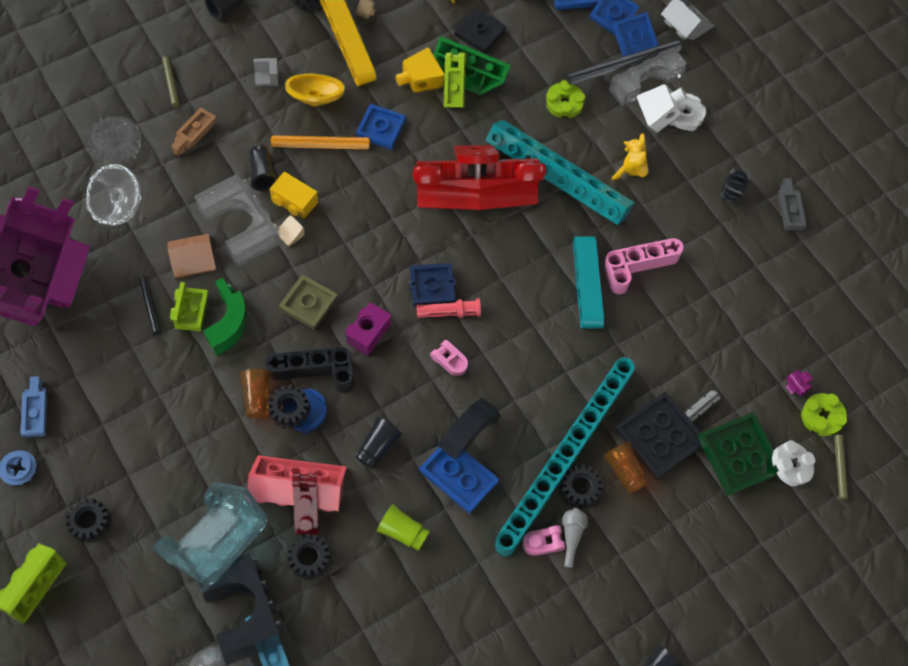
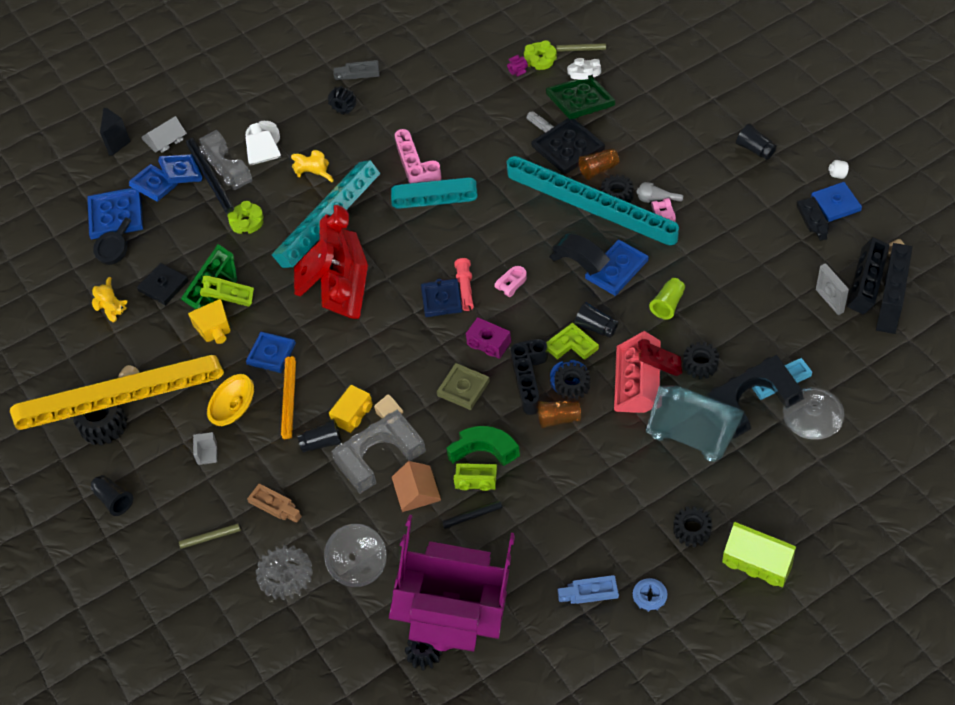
camera: 80 degrees left, 10 degrees down
(358, 416) = (574, 339): none -> lime plate

